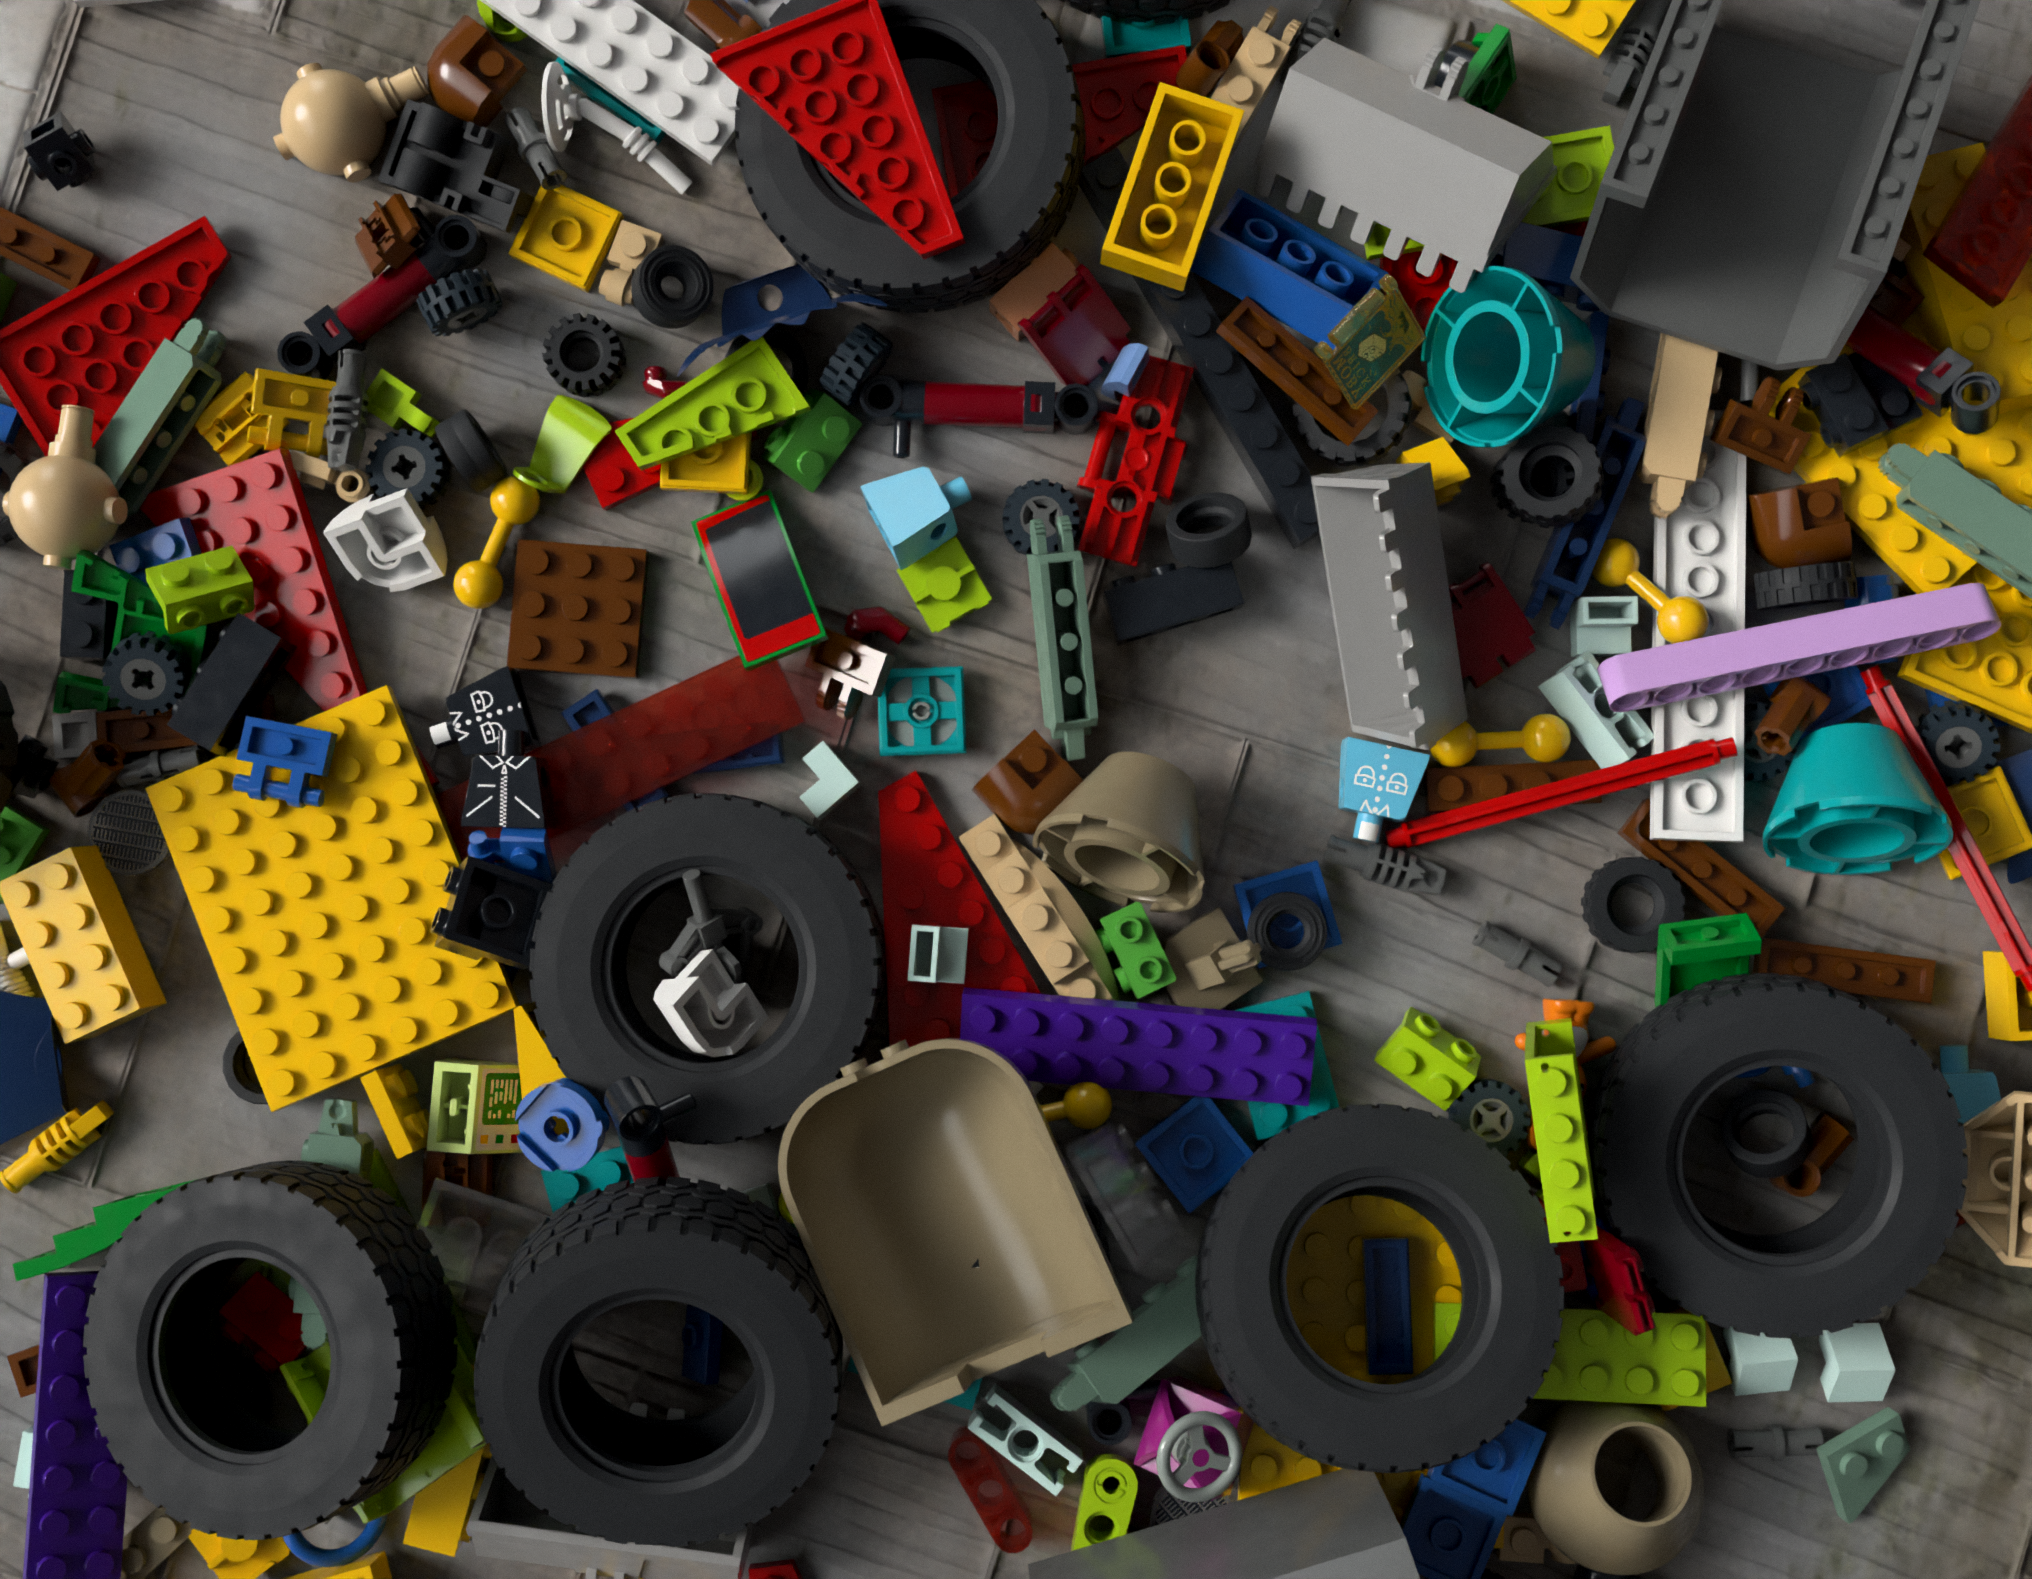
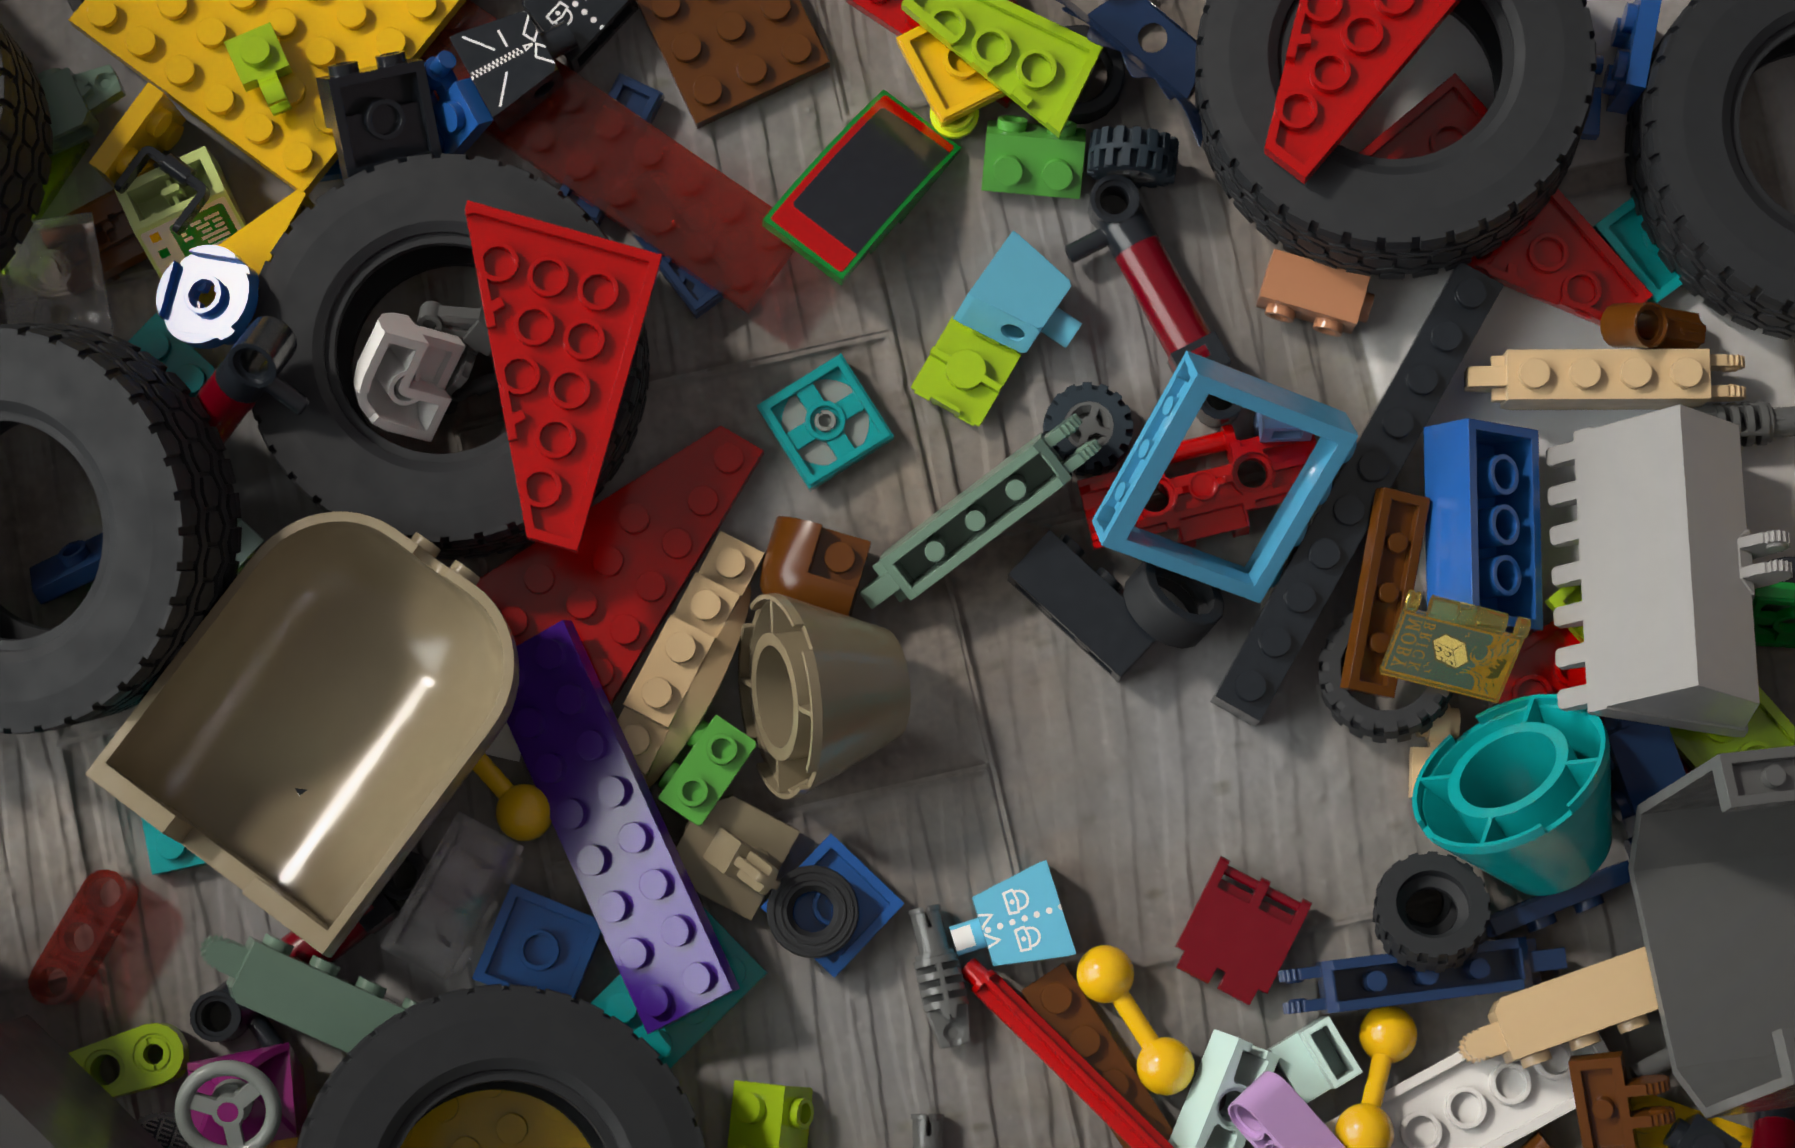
camera: 60 degrees right, 5 degrees down
(395, 982) = (261, 63): none -> lime plate
(441, 1094) = (175, 169): none -> black piece
(759, 874) = (562, 345): none -> red wing
(835, 781) = (702, 376): light aqua piece -> none
(852, 663) = (822, 327): reddish brown hinge -> none
(875, 619) = (891, 323): dark red arm -> none
(938, 954) = (590, 576): light aqua piece -> none
(1025, 1458) = (131, 952): light aqua piece -> none
(1077, 329) = (1300, 347): dark red plate -> none
(1095, 462) = (1159, 442): none -> dark azure window
(1171, 186) = (1489, 357): yellow brick -> none
(1391, 602) = (1205, 822): light grey piece -> none
(1446, 467) = (1366, 792): yellow slope -> none

